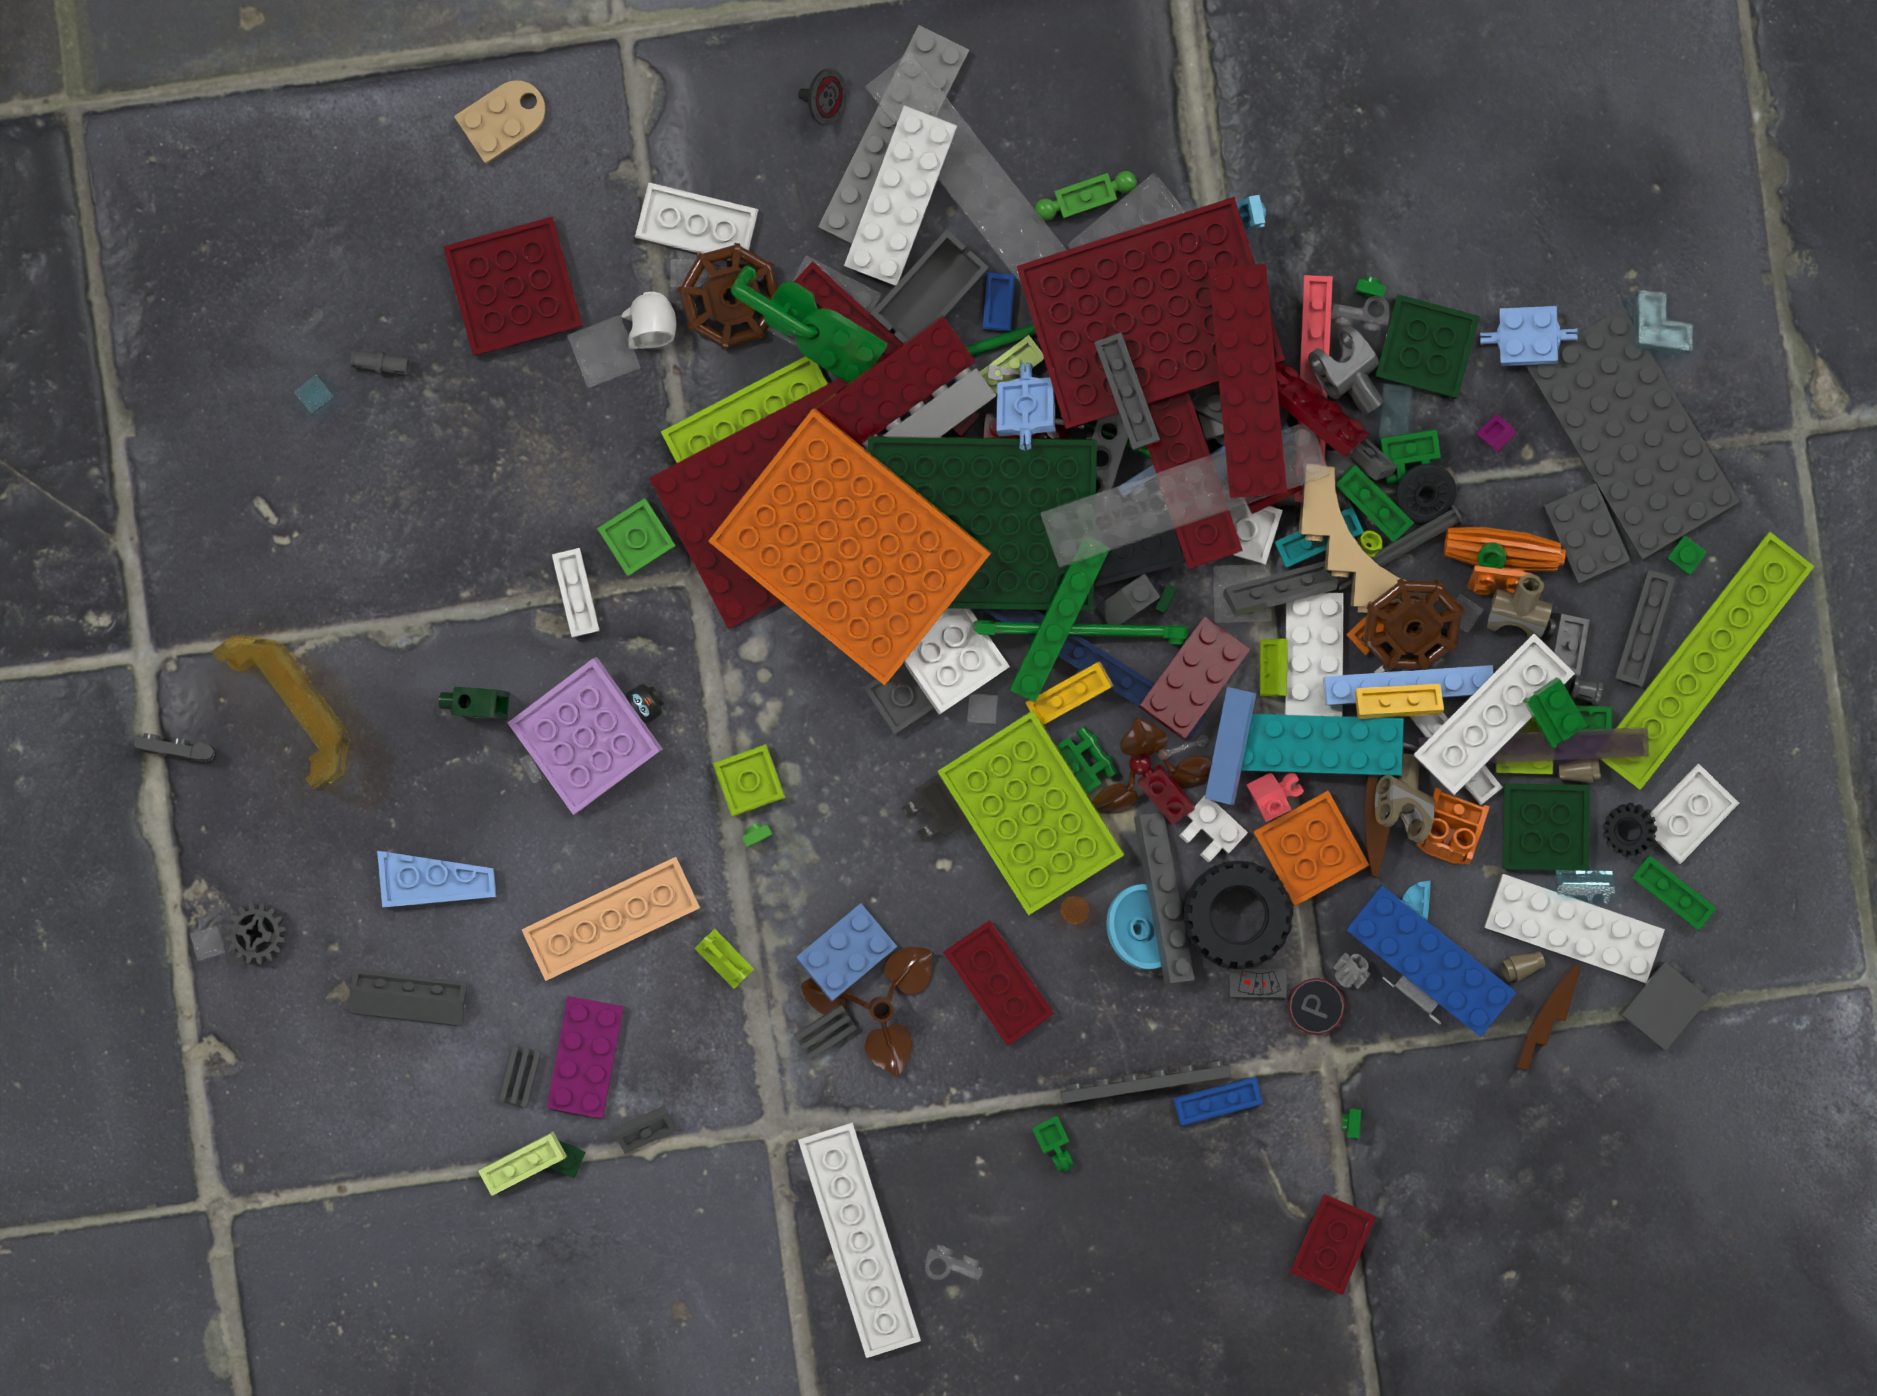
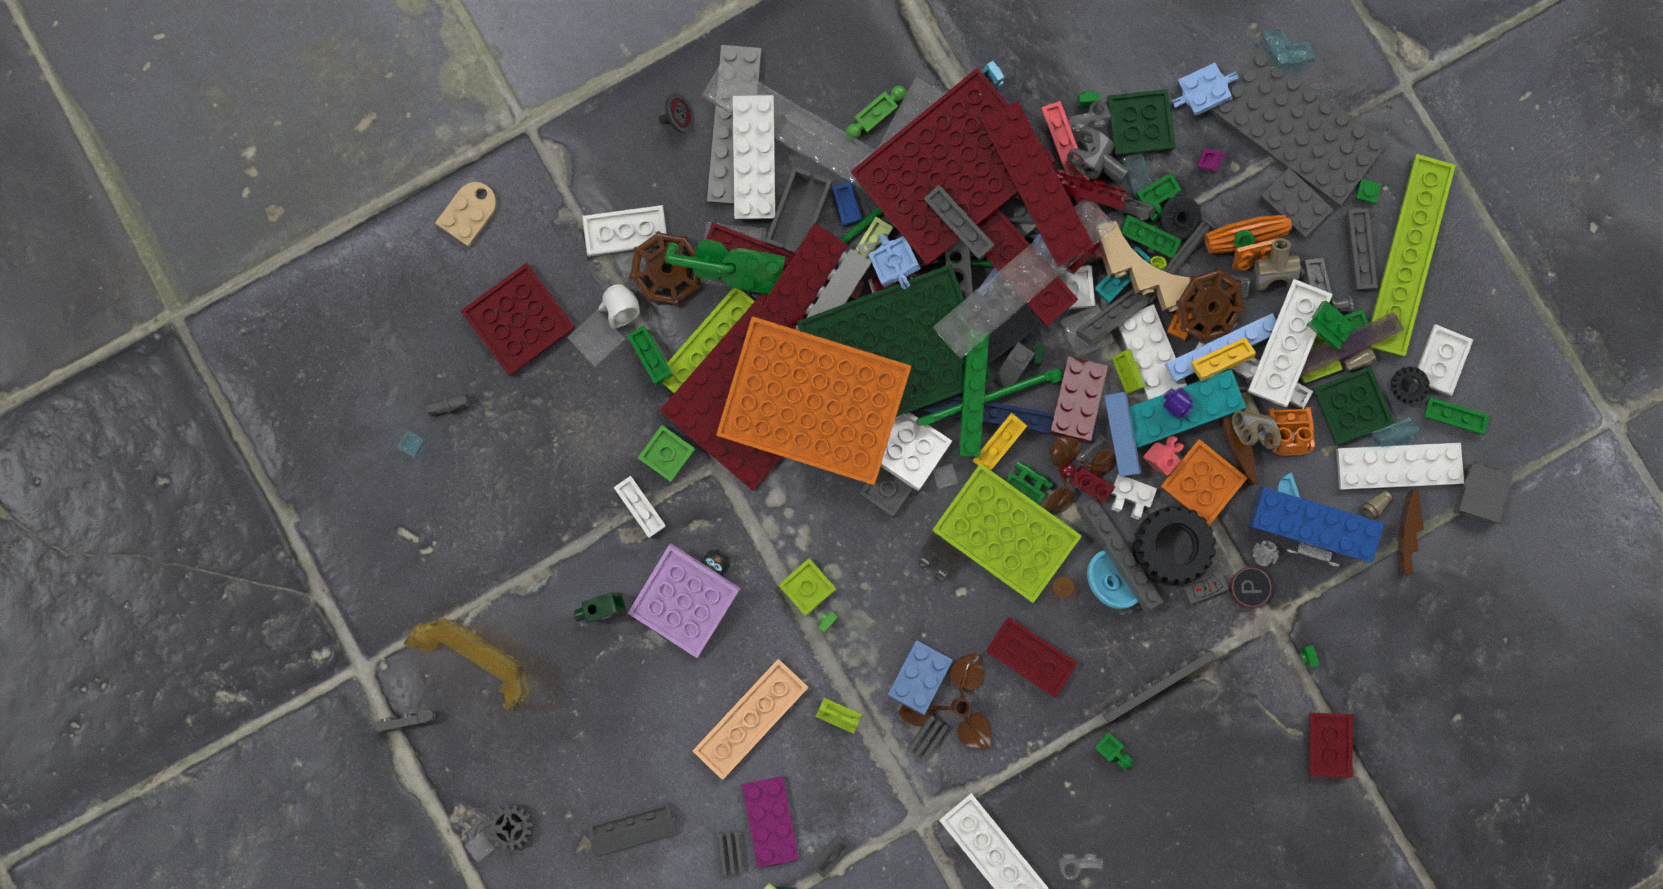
camera: 25 degrees left, 5 degrees down
(426, 880) = (613, 743): light blue wing -> none
(664, 402) = (650, 355): none -> green plate
(1218, 1100) = (1212, 678): blue tile -> none
(1314, 734) = (1178, 402): none -> dark purple head

